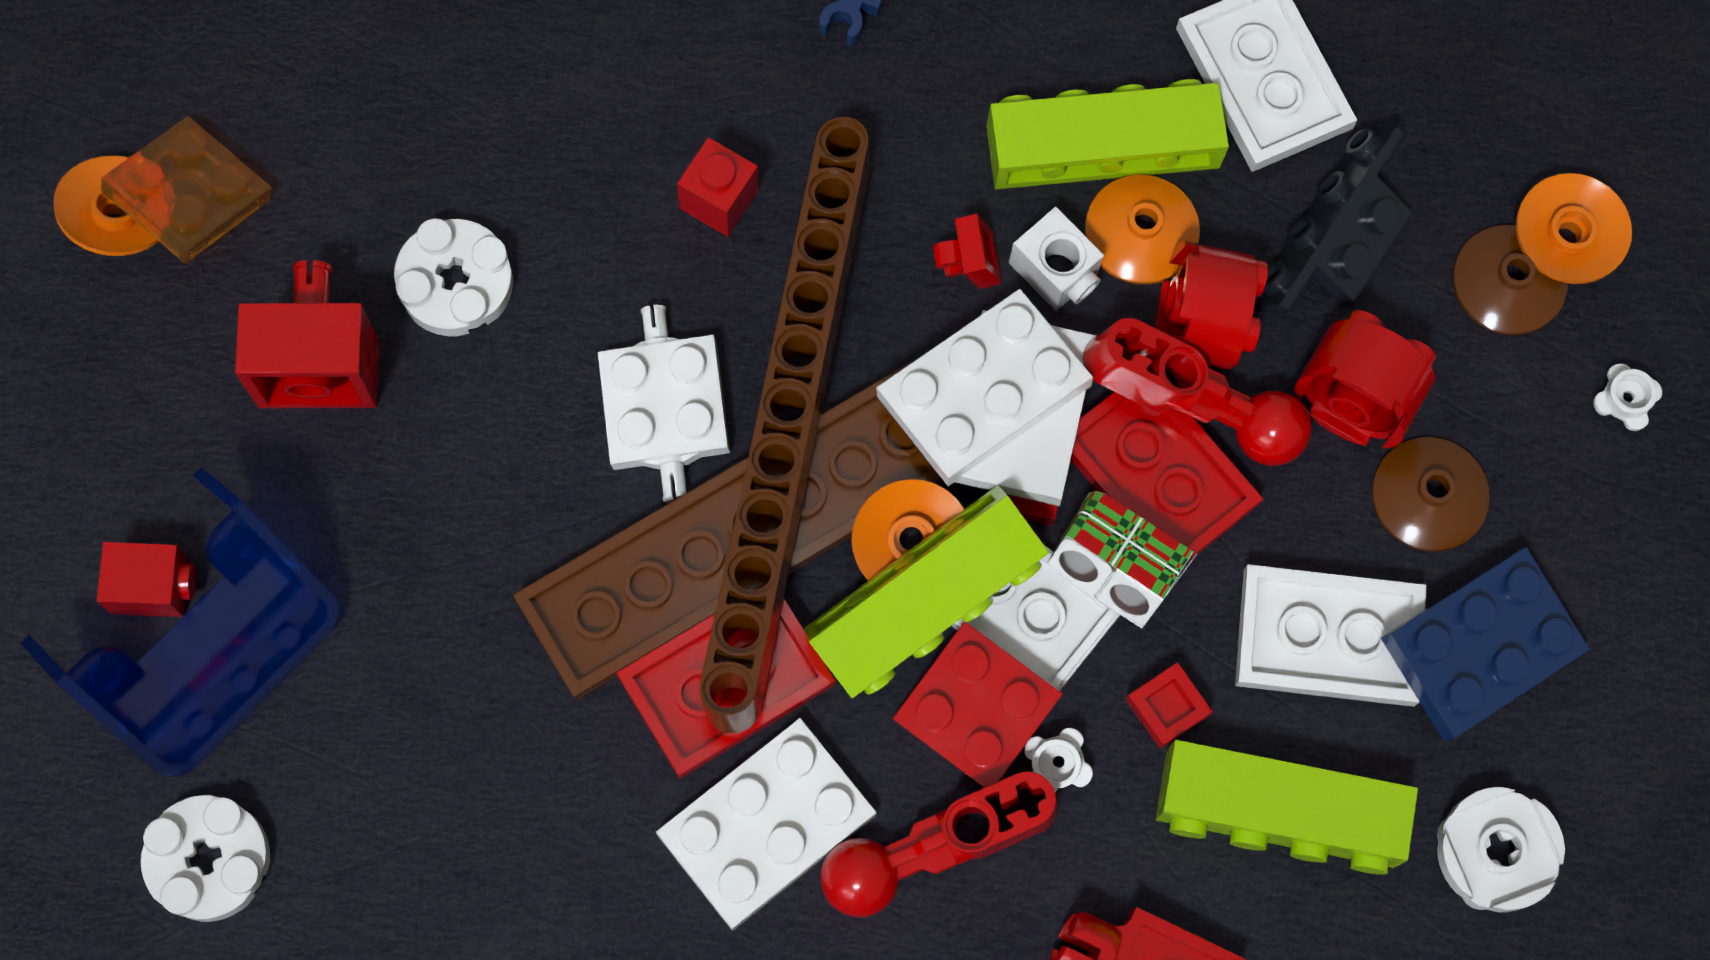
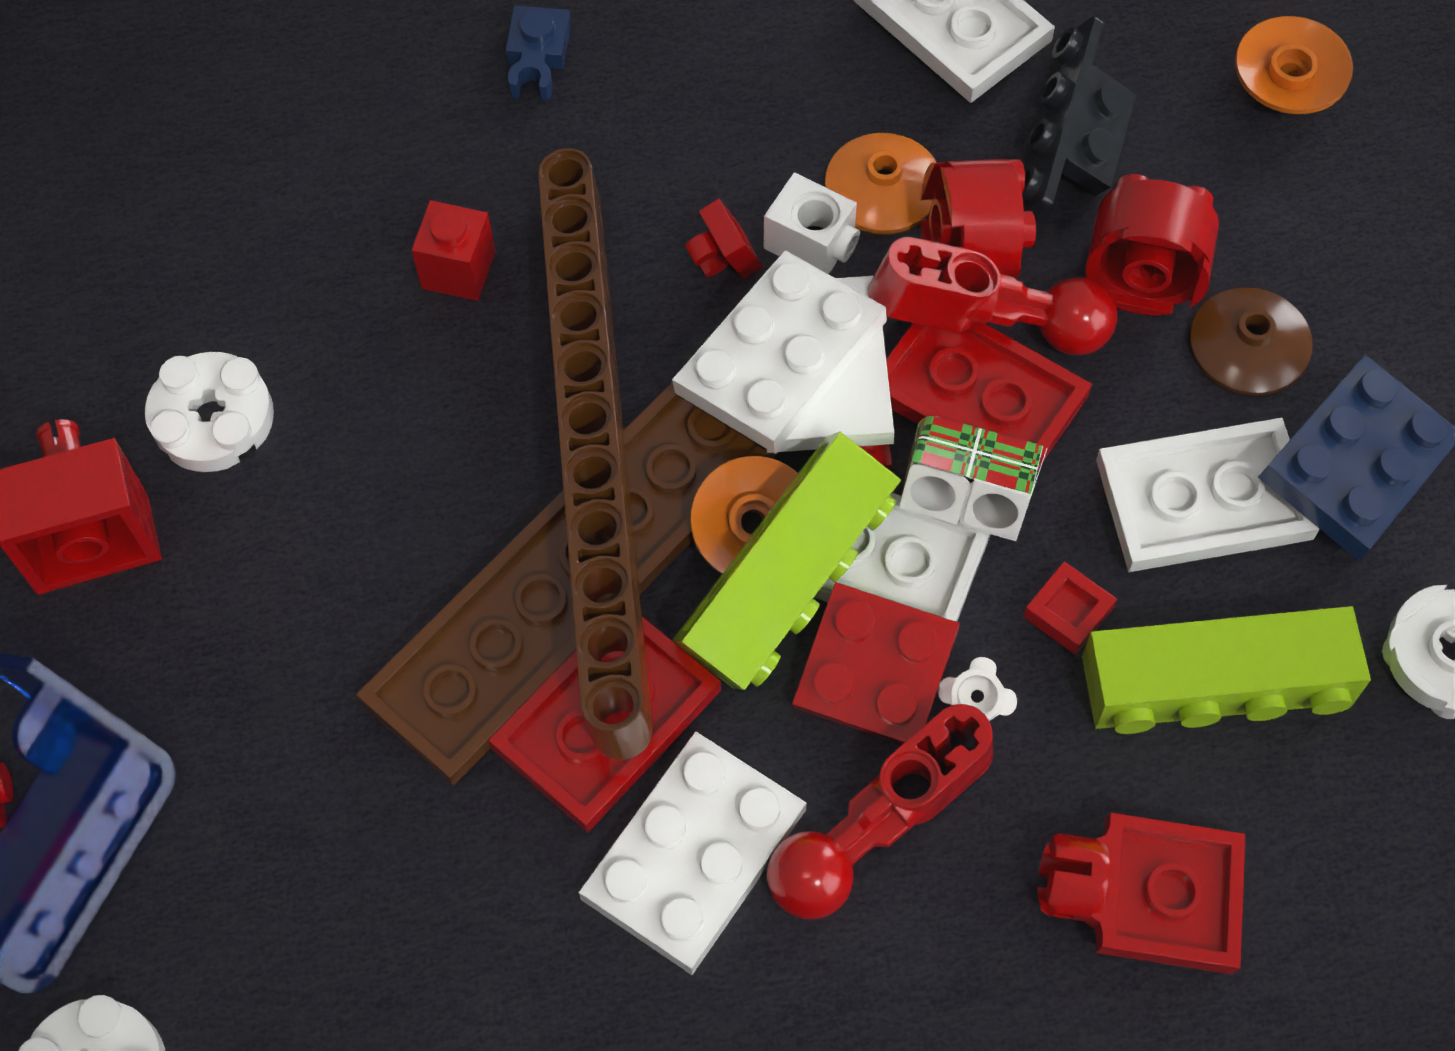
camera: 10 degrees left, 10 degrees down
(663, 402) = (459, 468): white plate -> none
(1106, 134) = (820, 104): lime brick -> none
(1493, 296) = (1245, 147): reddish brown dish -> none
(1633, 381) = (1407, 185): white plate -> none

